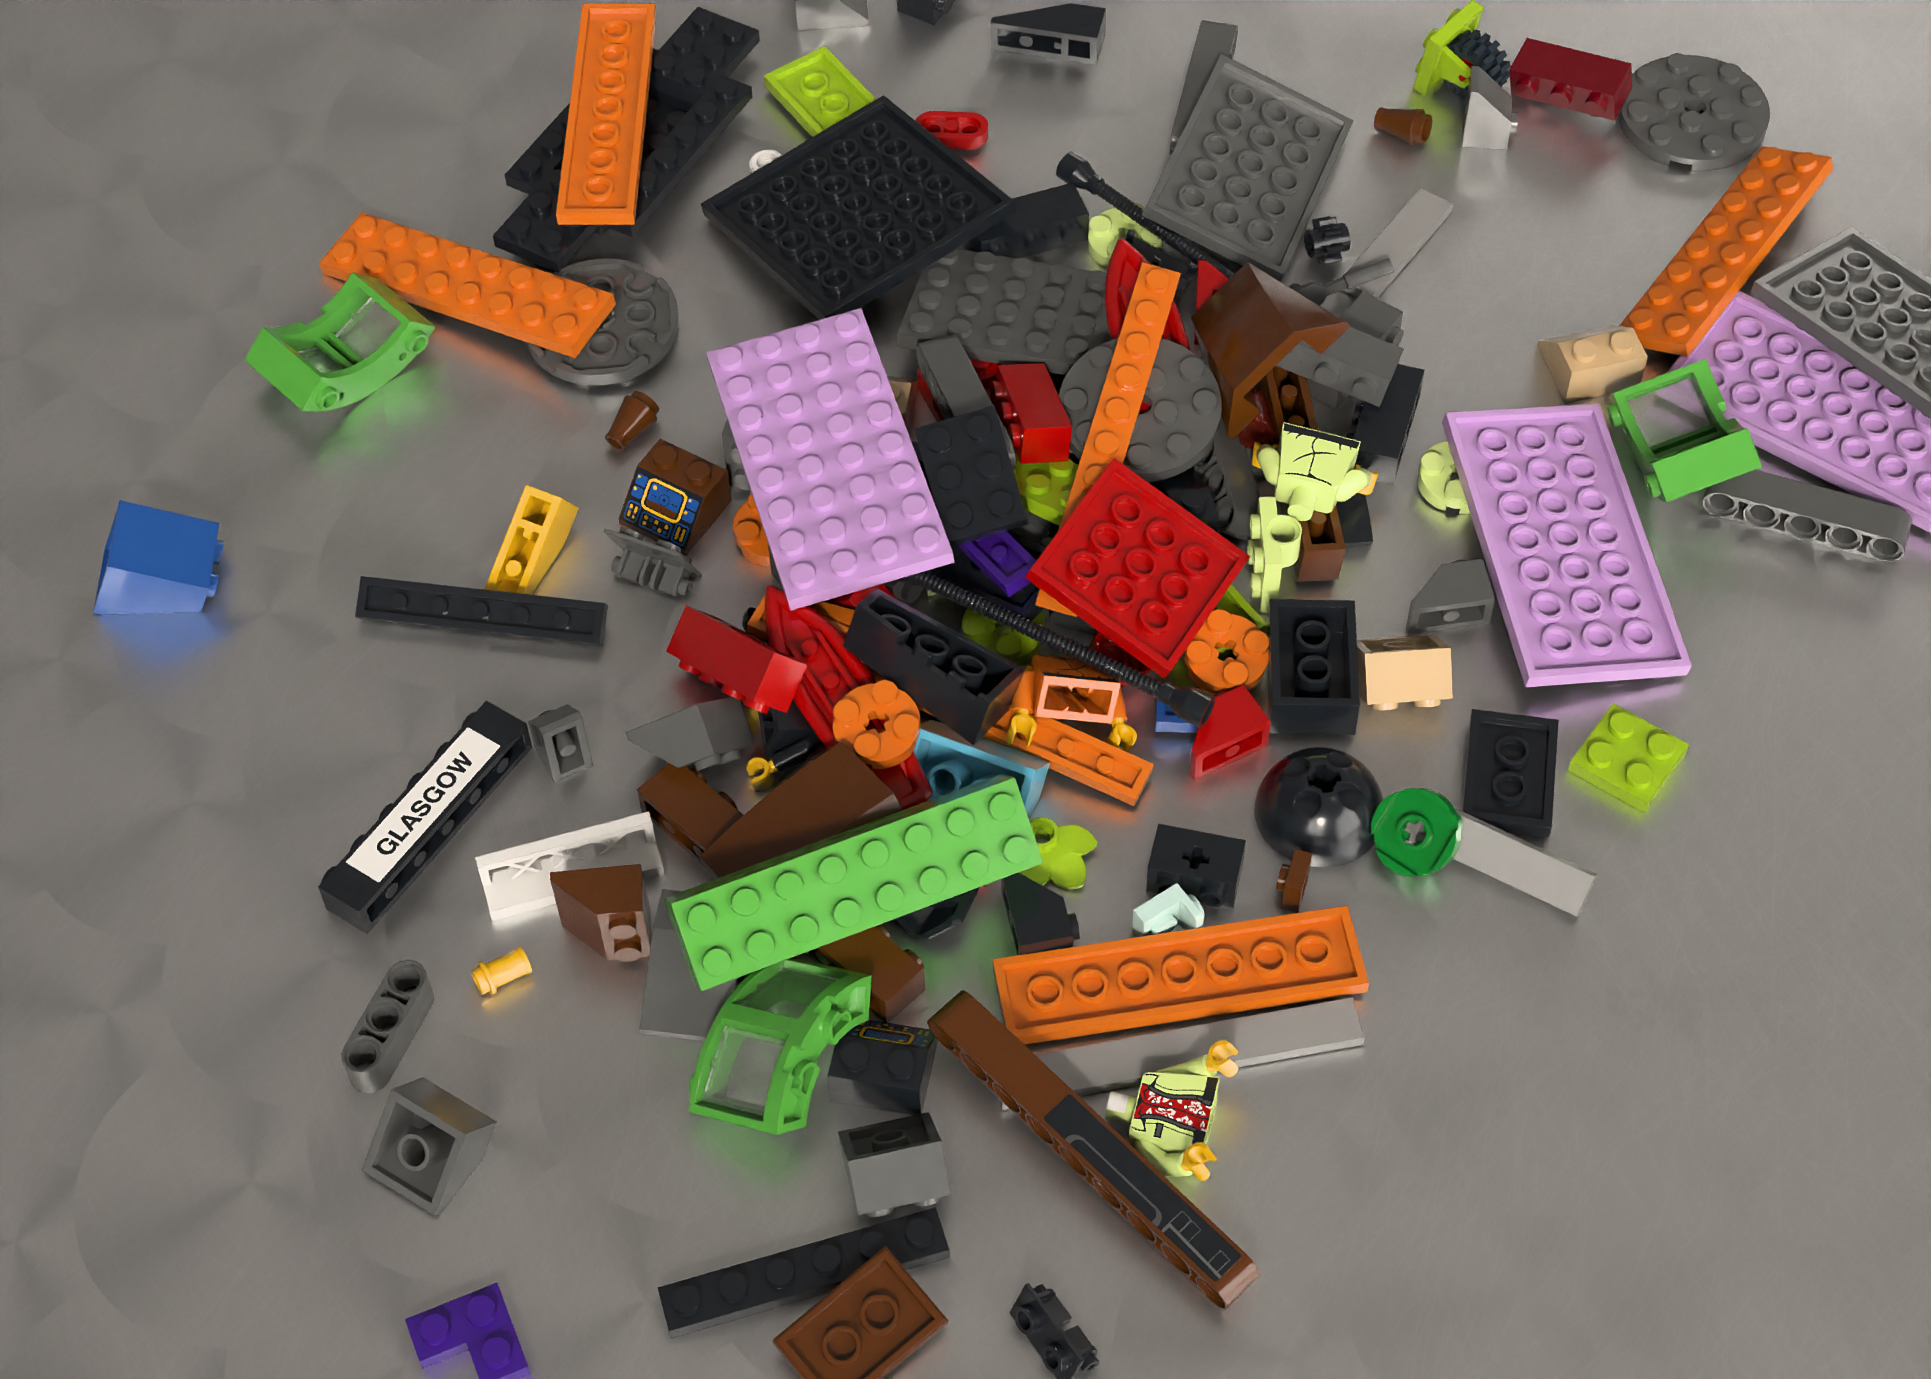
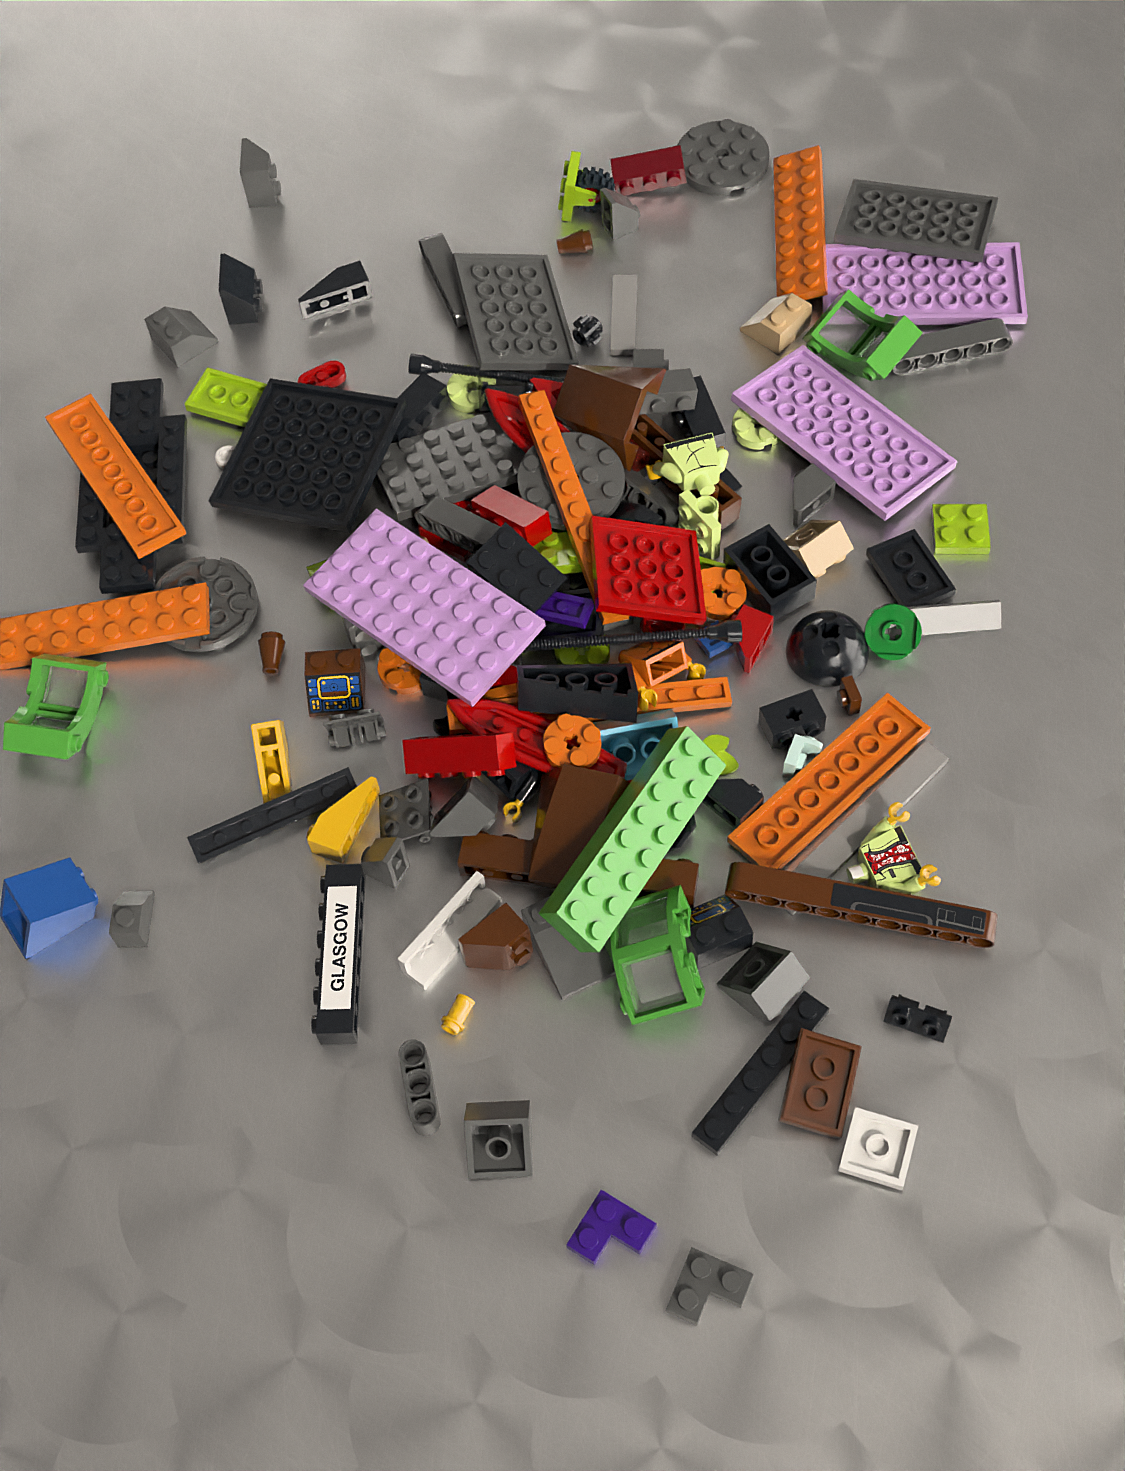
camera: 30 degrees left, 5 degrees up
(234, 634) = (132, 918): none -> dark grey slope
(552, 665) = (341, 823): none -> yellow slope
(634, 698) = (406, 812): none -> dark grey hinge
(1317, 292) = (618, 346): dark grey piece -> none

